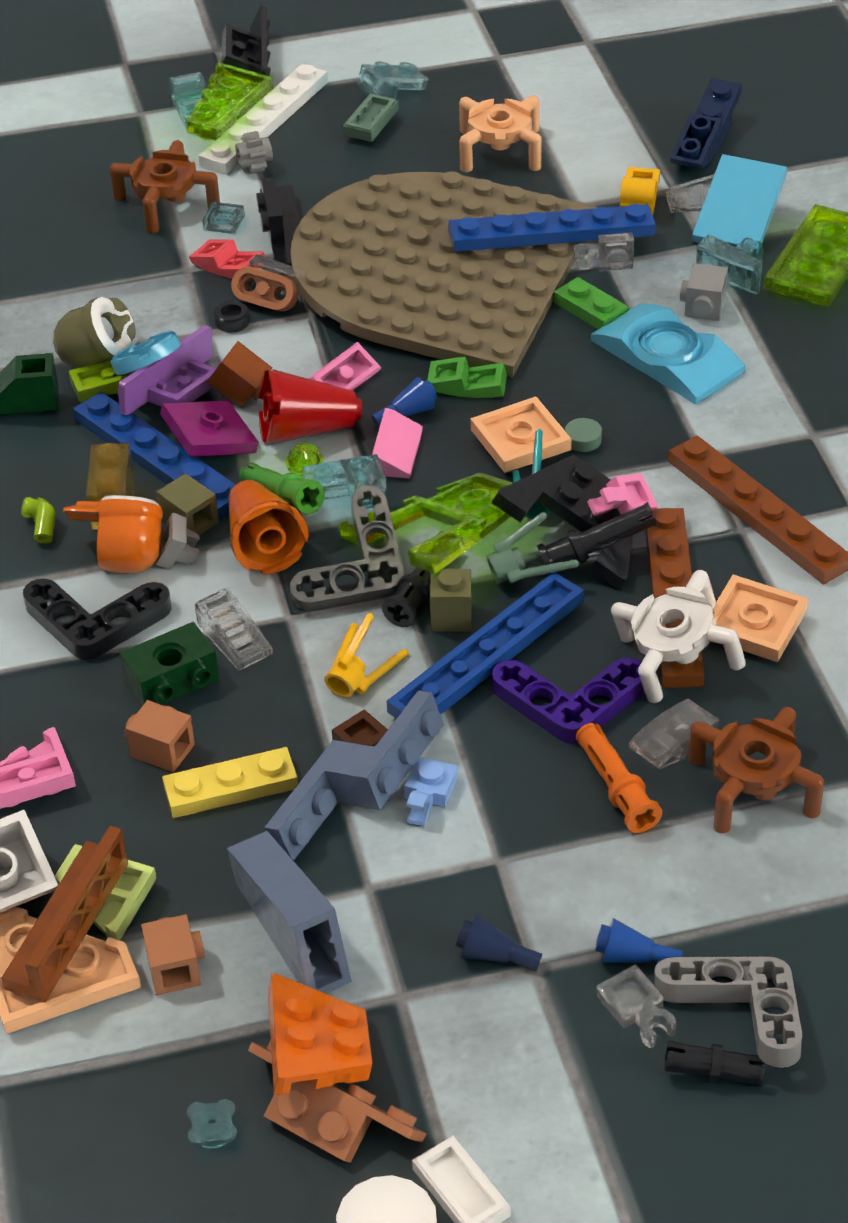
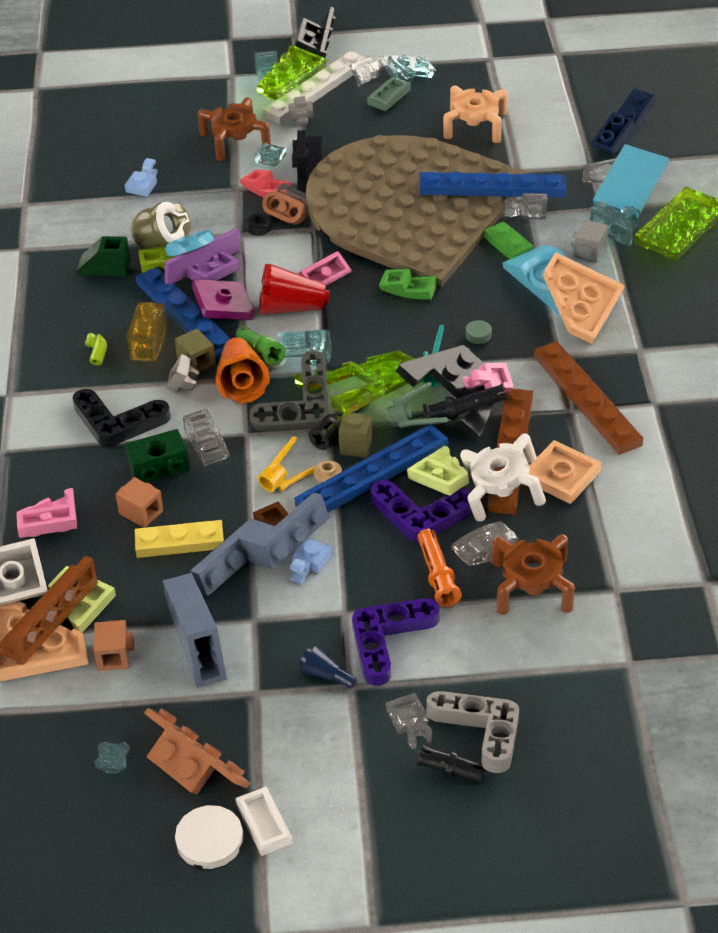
camera: 10 degrees right, 0 degrees up
(50, 273) = (143, 182): none -> light blue plate
(127, 531) = (148, 363): orange piece -> none
(239, 375) = (250, 264): dark orange brick -> none
(303, 455) = (281, 324): clear neon green plate -> none
(315, 1037) = (190, 710): orange wing -> none
(332, 87) = (367, 69): none -> clear plate
(397, 444) = (347, 325): bright pink slope -> none
(414, 399) = (366, 295): blue cone -> none
(420, 657) = (326, 470): none -> tan plate
(511, 430) = (424, 324): light nougat plate -> none
(559, 873) = (381, 626): none -> dark purple beam
(585, 639) = (439, 472): none -> yellowish green wing
(625, 945) = (411, 678): blue cone -> none
(640, 187) = (564, 163): yellow plate -> none
(716, 369) = (581, 296): none -> light nougat plate

